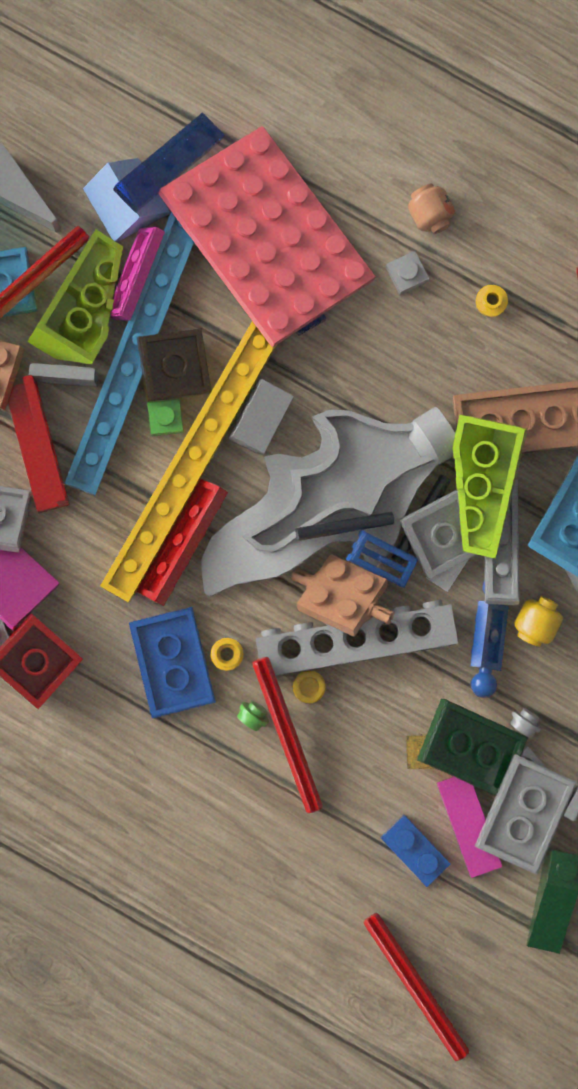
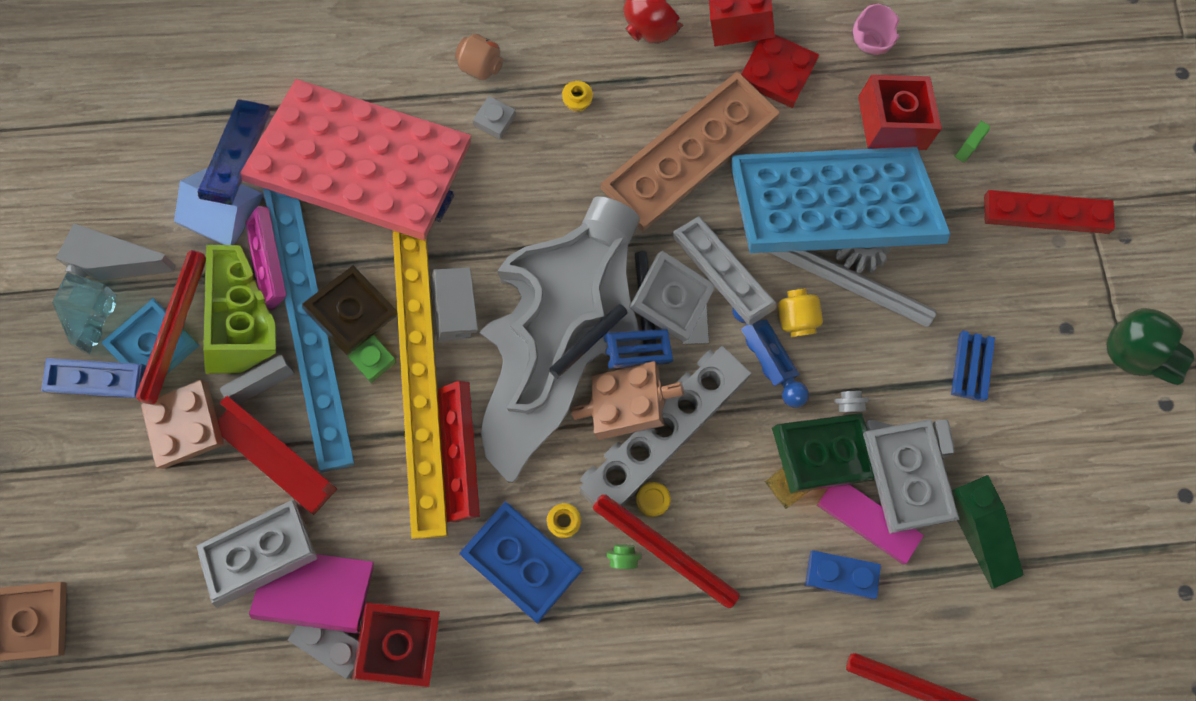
camera: 35 degrees left, 10 degrees down
(486, 472) = (674, 221): lime wedge -> none

